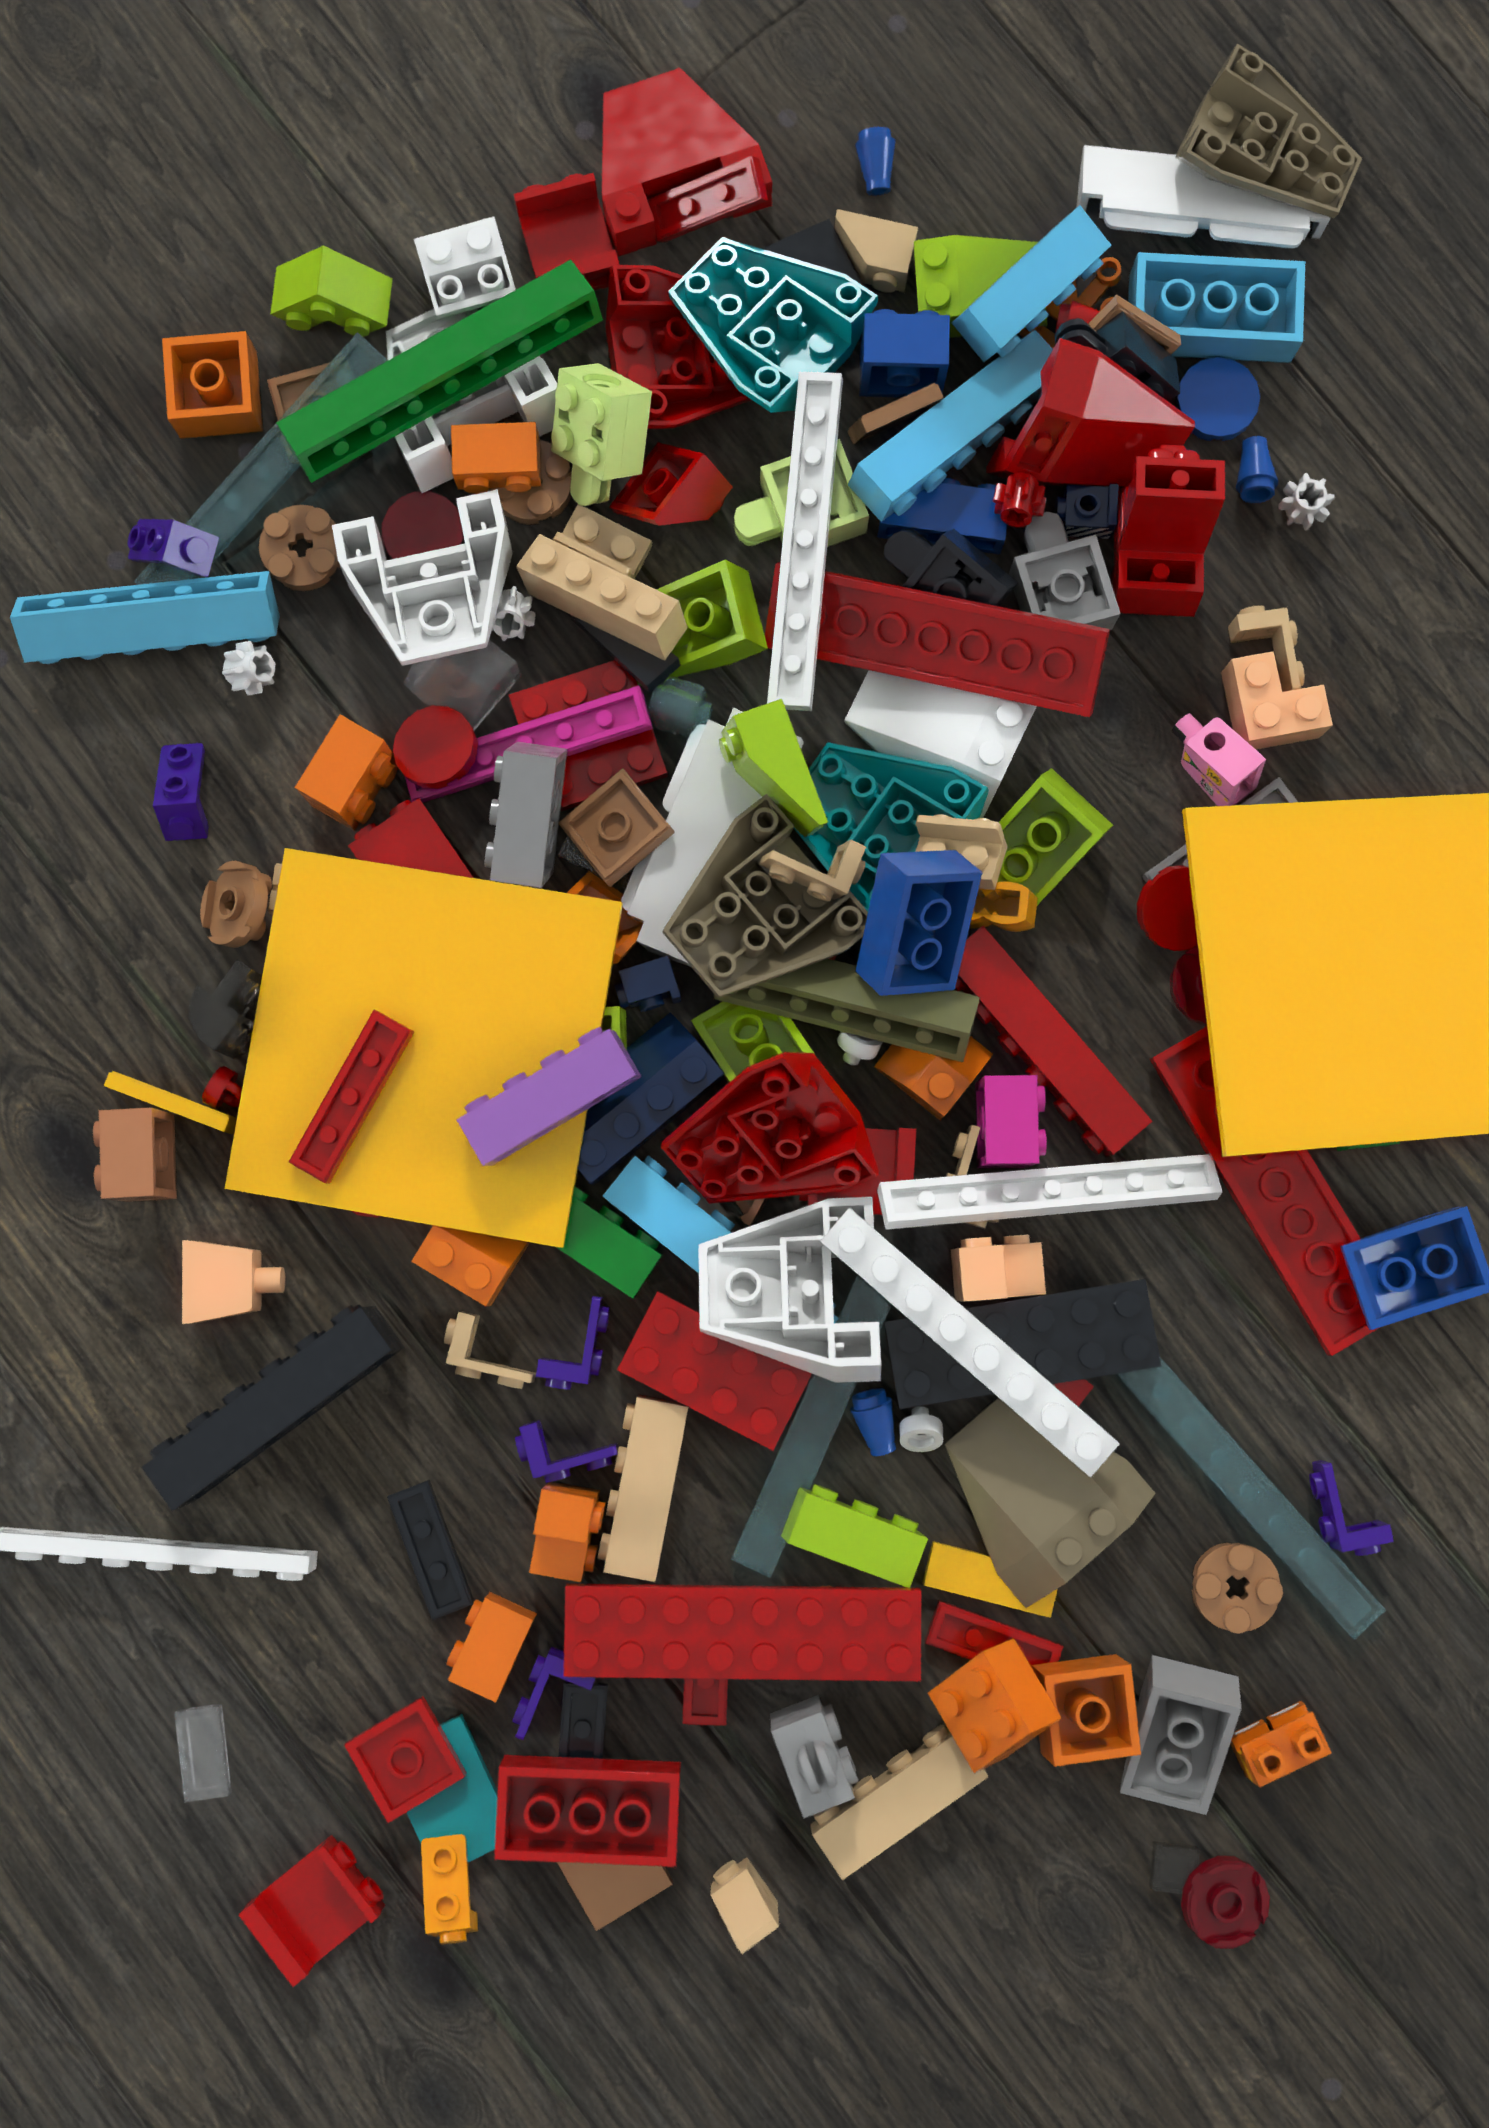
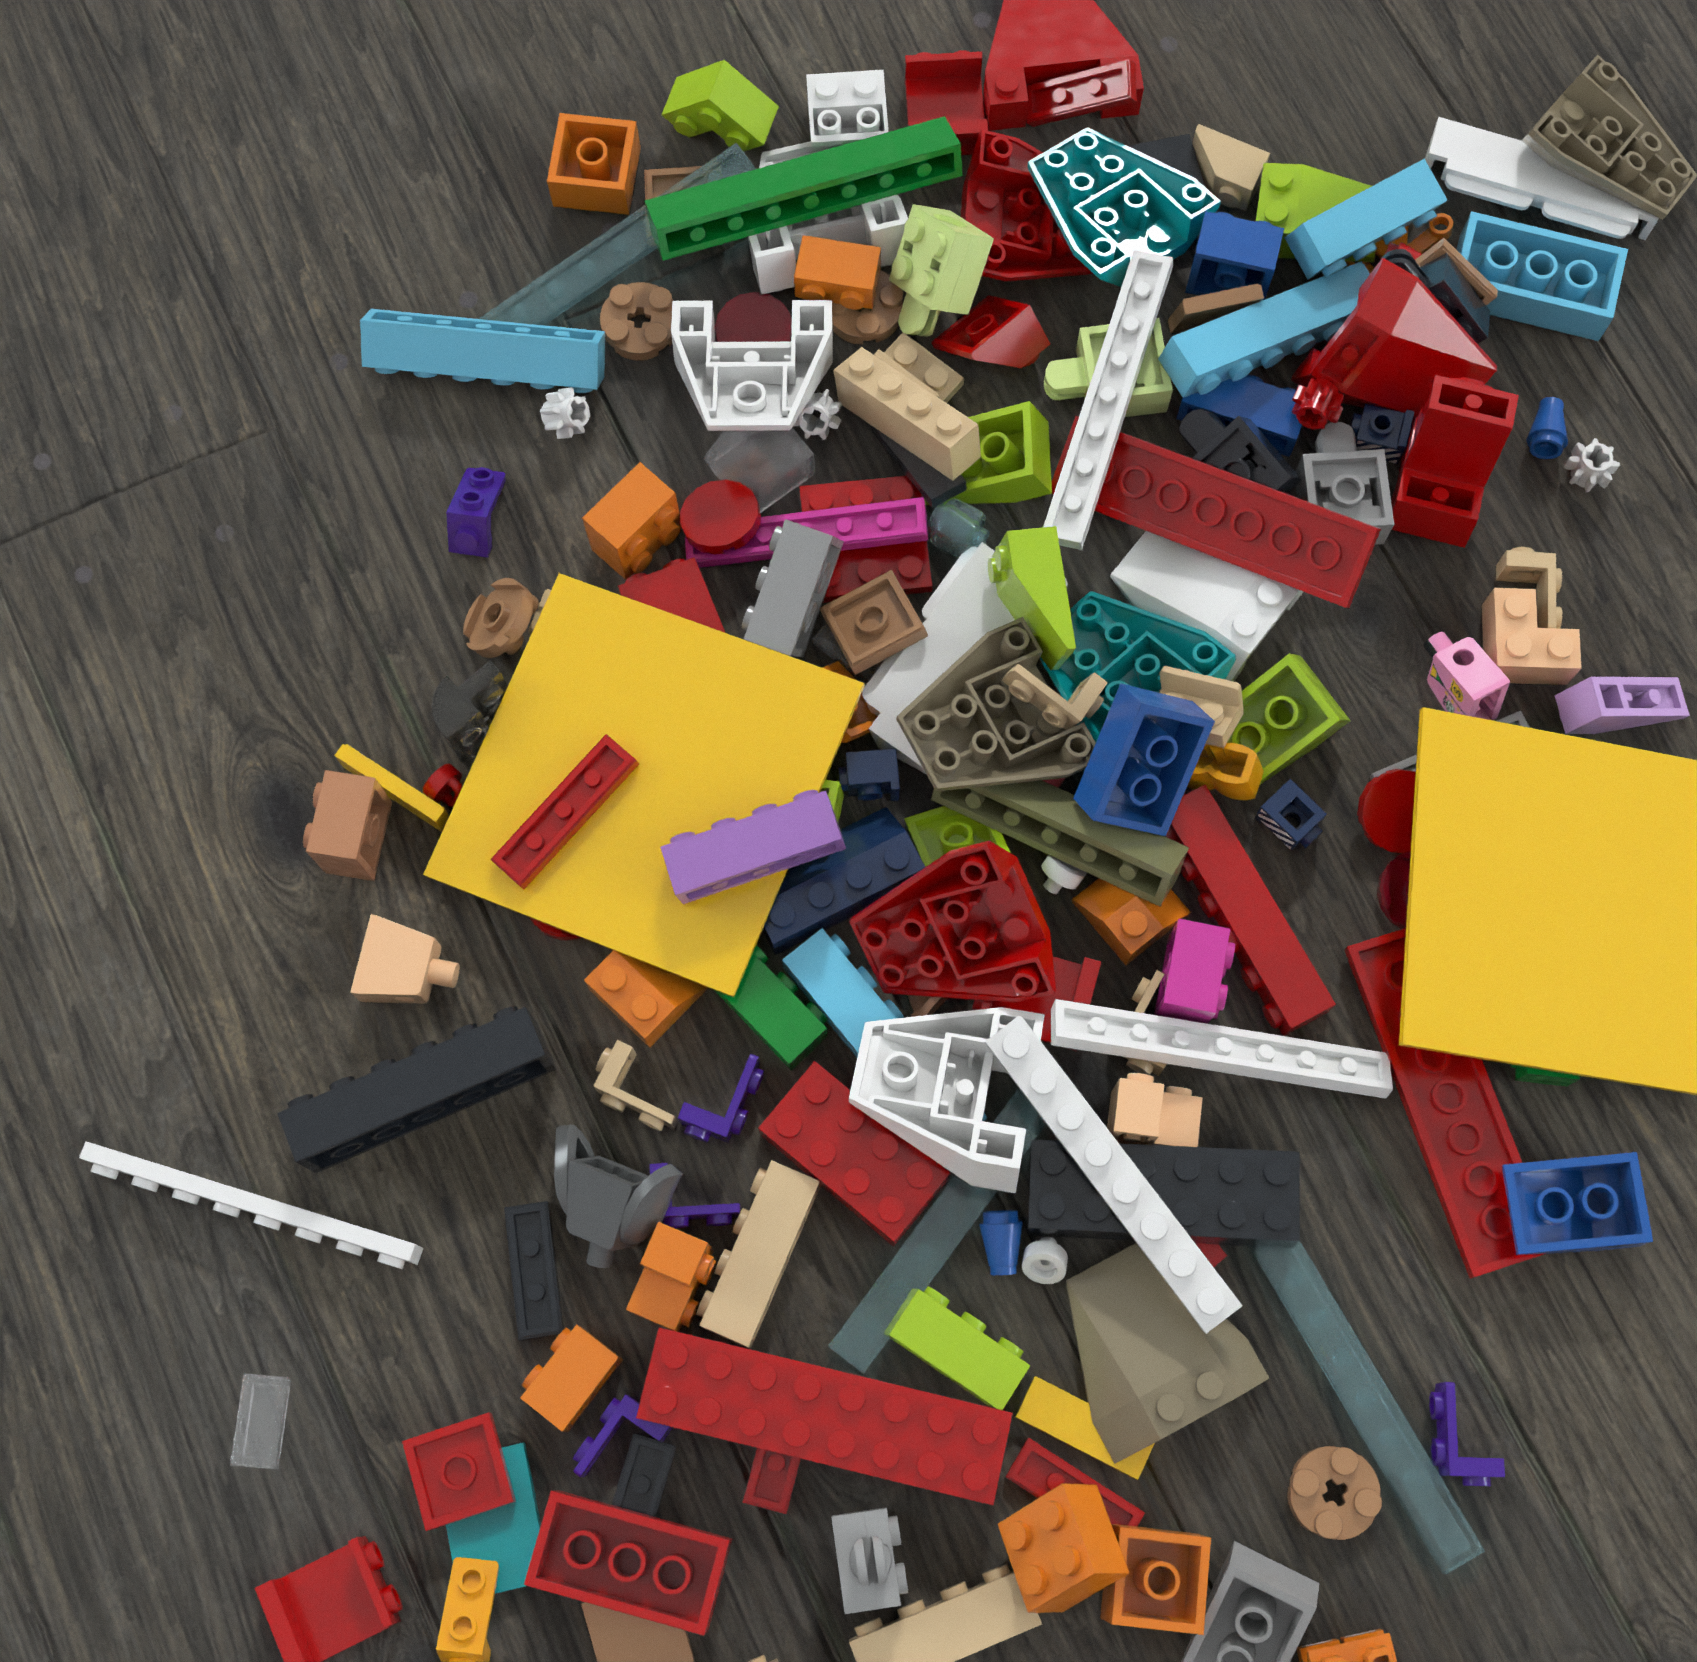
camera: 15 degrees right, 10 degrees down
(173, 545) = (525, 290): dark purple bracket -> none
(484, 1470) = (607, 1200): none -> dark grey torso
(876, 157) = (1243, 89): blue cone -> none
(1072, 921) = (1294, 803): none -> dark blue brick
(1219, 398) = (1526, 358): blue tile -> none
(1376, 749) = (1620, 703): none -> lavender slope

